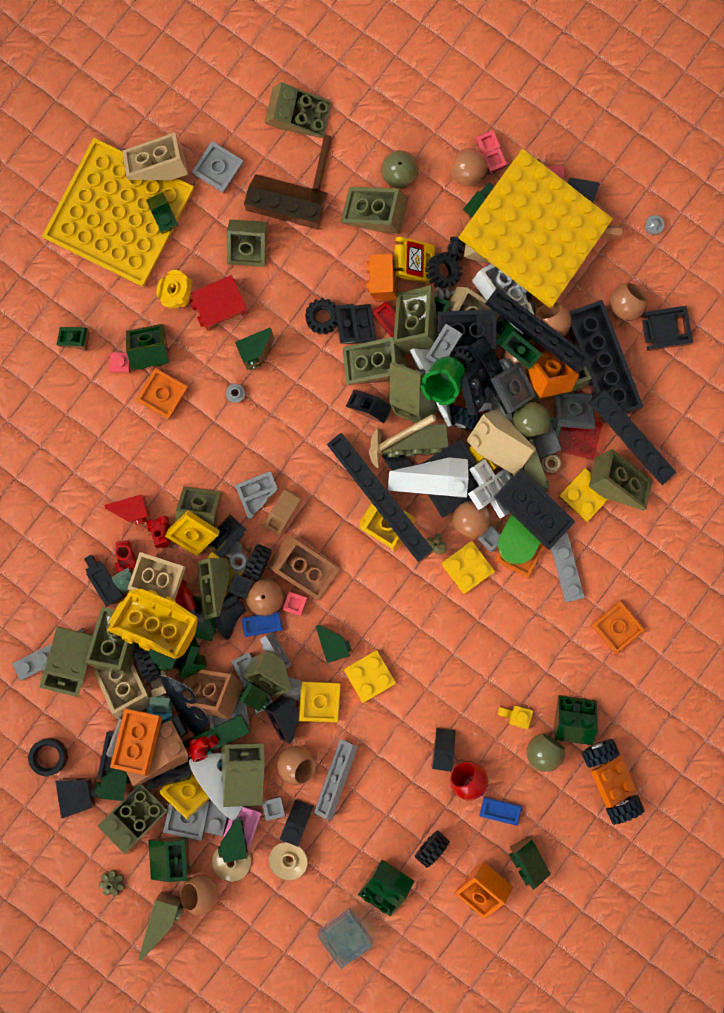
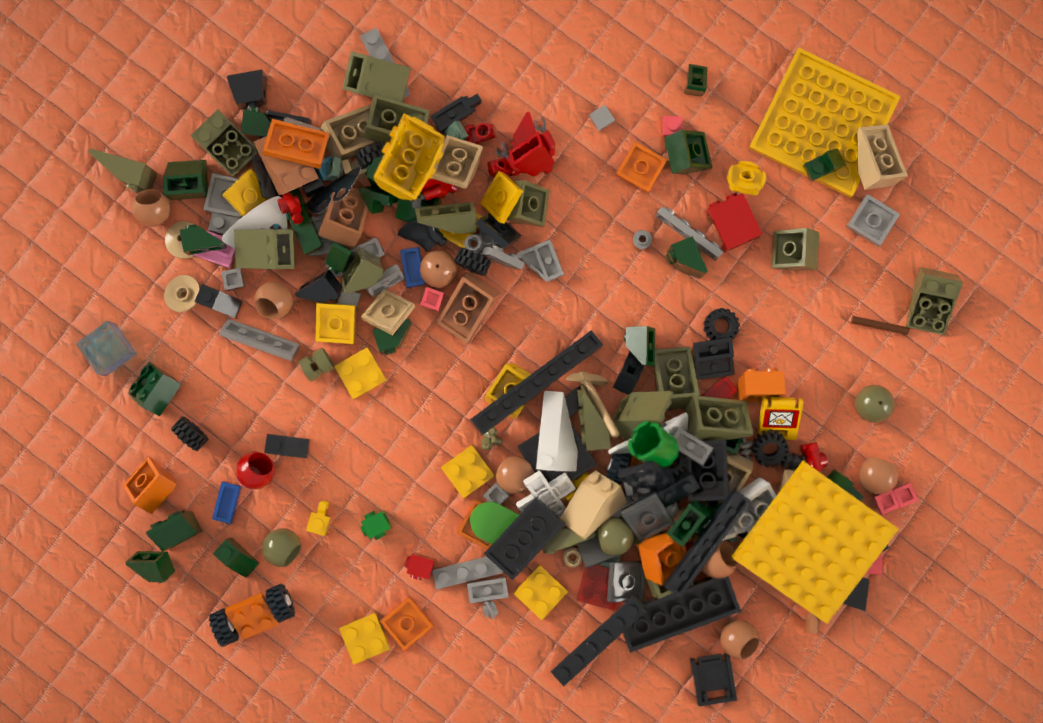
camera: 90 degrees right, 0 degrees up
(32, 757) = (283, 49): black tyre -> none
(110, 433) = (601, 118): none -> light grey tile
(111, 883) = (165, 125): olive plant -> none
(149, 501) = (533, 154): none -> red torso
(223, 353) = (682, 227): none -> light grey plate
(240, 586) = (448, 244): black tile -> none
(250, 538) = (497, 255): none -> light grey wing
(282, 511) = (523, 286): medium nougat slope -> none
(285, 201) = (839, 288): dark brown slope -> none
(308, 647) = (388, 311): none -> tan tile
(340, 394) = (641, 343): none -> slope
(357, 714) = (321, 359): none -> olive wheel
(375, 209) = (832, 379): olive slope -> none
(452, 228) = (813, 457): none -> red plate
(522, 658) = (375, 525): none -> green brick
(555, 799) = (236, 557): none -> dark green slope
(562, 614) = (419, 566): none -> red brick
(565, 885) = (152, 565): none -> dark green slope
(576, 720) = (314, 579): dark green slope -> none
(584, 547) = (487, 590): none -> light grey plate
(603, 544) = (489, 610): none -> light grey plate
(620, 480) = (554, 627): olive slope -> none
(633, 669) = (364, 638): none -> yellow plate
(654, 225) = (821, 668): light grey tile -> none

